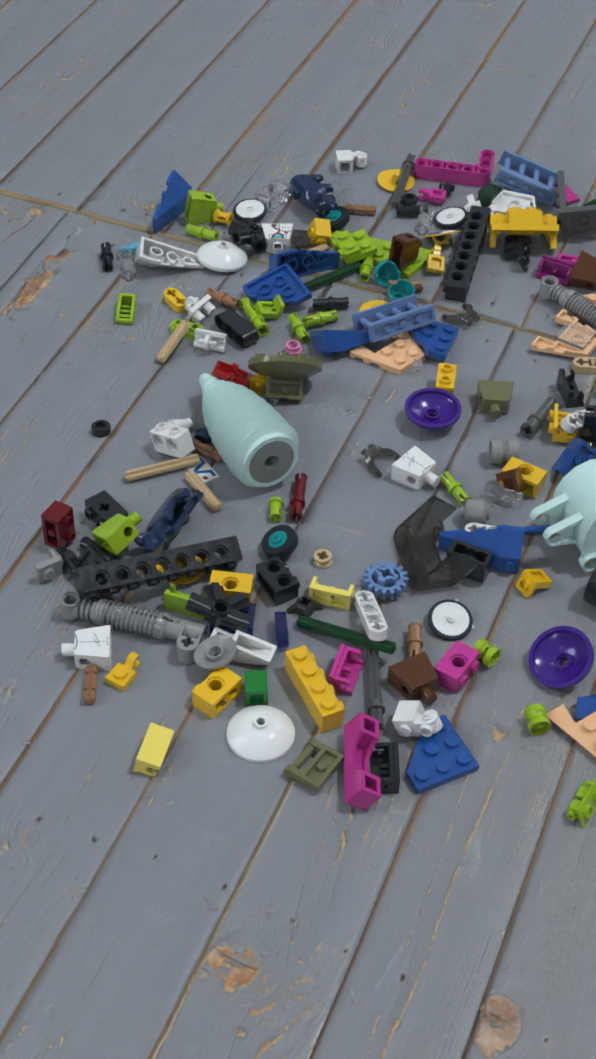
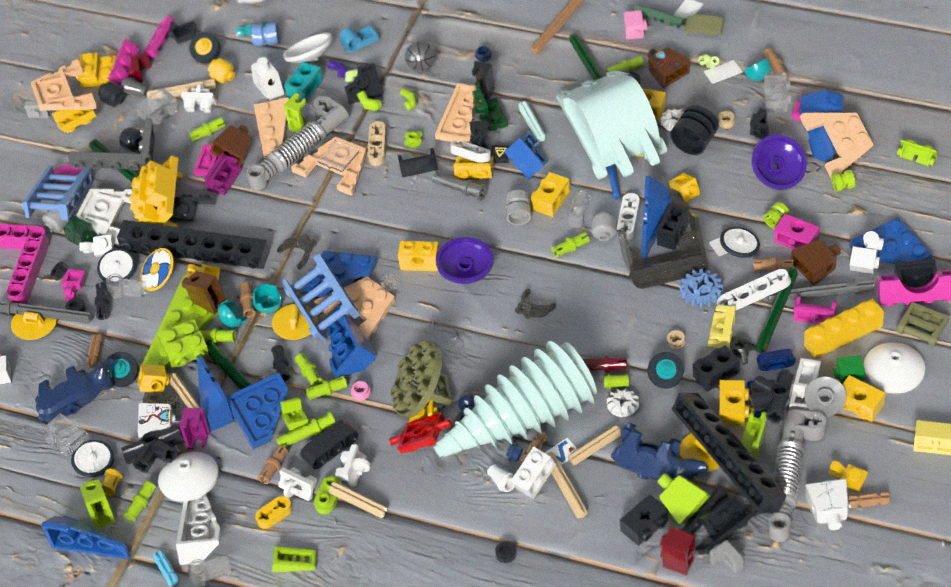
camera: 85 degrees left, 5 degrees up
(255, 518) = (628, 408): none -> white gear
(262, 250) = (194, 426): none -> magenta hinge
(415, 469) = (548, 274): white torso -> none
(494, 397) = (436, 217): olive torso -> none
(512, 480) = (564, 195): reddish brown panel -> none

